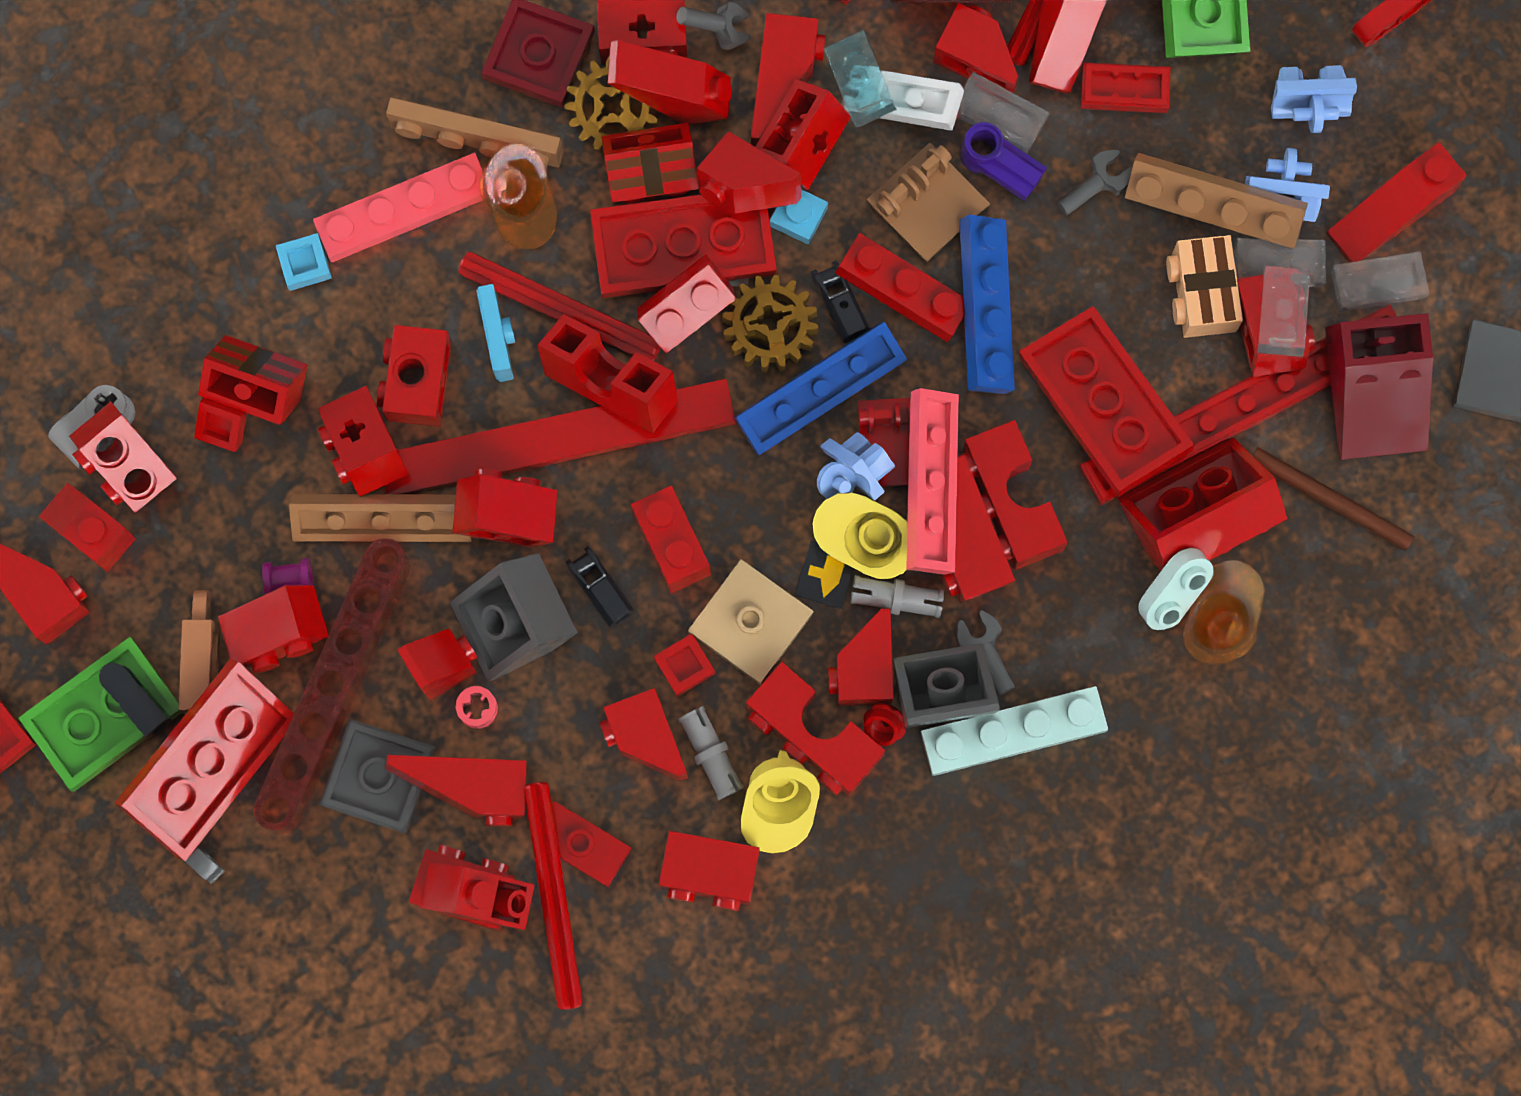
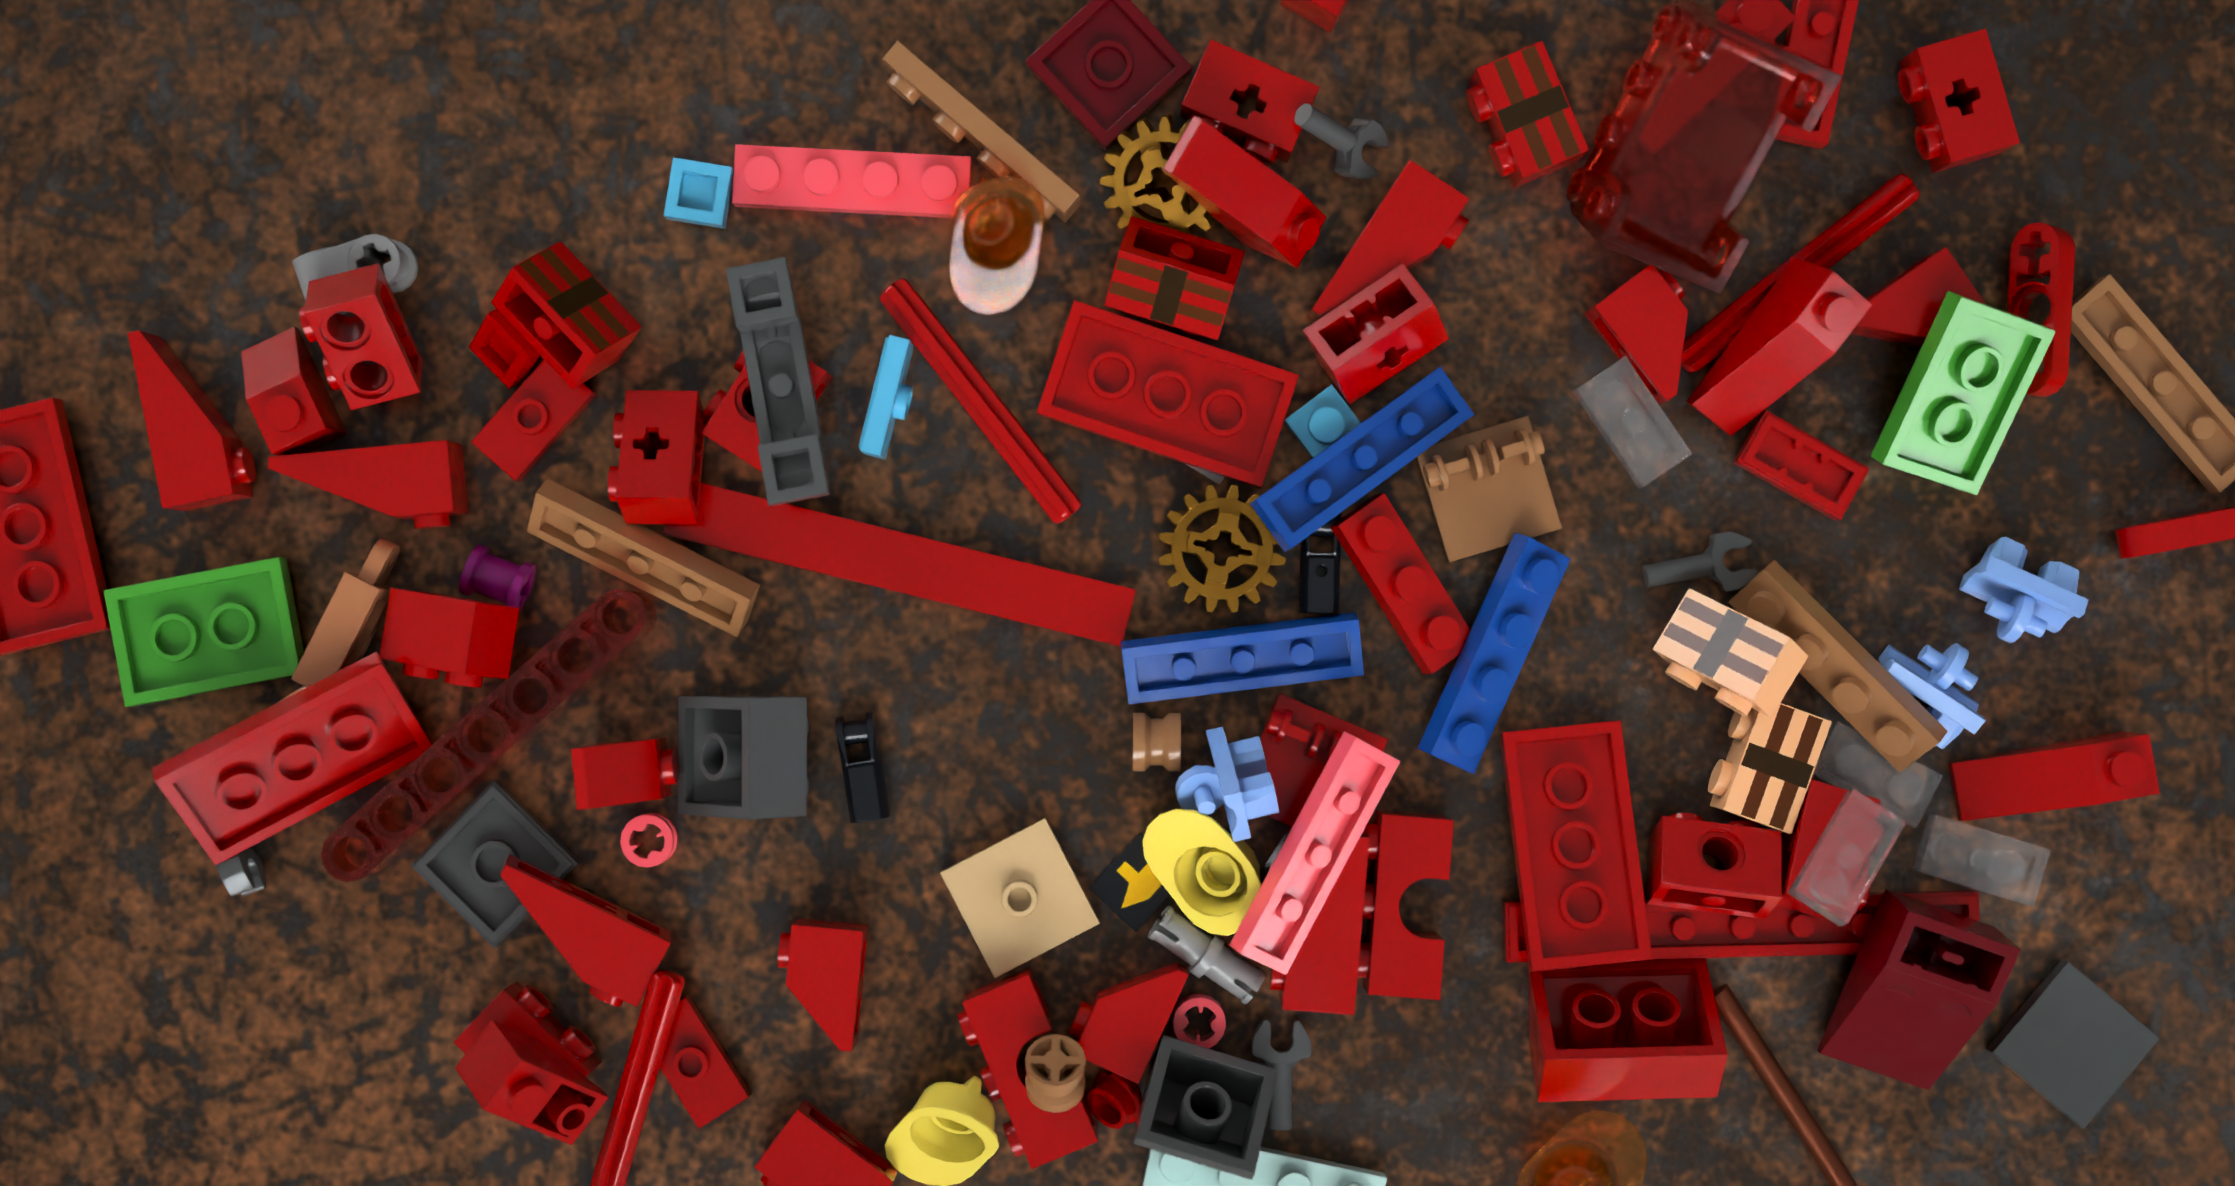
camera: 25 degrees right, 10 degrees up
(134, 699) = (244, 637): black bar -> none
(183, 548) = (400, 480): none -> red slope
(261, 464) = (532, 421): none -> red plate
(418, 346) = (779, 381): none -> dark grey slope
(505, 509) = (788, 628): red brick -> none
(634, 390) = (973, 494): red arch -> none
(671, 539) = (971, 758): red brick -> none
(684, 665) = (915, 912): red plate -> none
(686, 303) = (1130, 480): brick -> none
(711, 753) = (895, 1032): light grey pin -> none
(746, 178) = (1279, 358): red slope -> none
(790, 470) = (1156, 741): none -> medium nougat wheel
(832, 714) = (1055, 1058): none -> medium nougat wheel
(833, 218) = (1362, 459): none -> blue plate
(860, 79) = (1482, 299): clear light blue plate -> none
(922, 100) = (1524, 347): white hinge -> none
(928, 639) = (1217, 1020): none -> coral bush
(1005, 164) = (1606, 490): dark purple piece -> none
(1140, 224) = (1729, 653): none -> light nougat brick
(1175, 589) = (1539, 1116): light aqua plate -> none
(1205, 369) = (1684, 880): none -> red brick

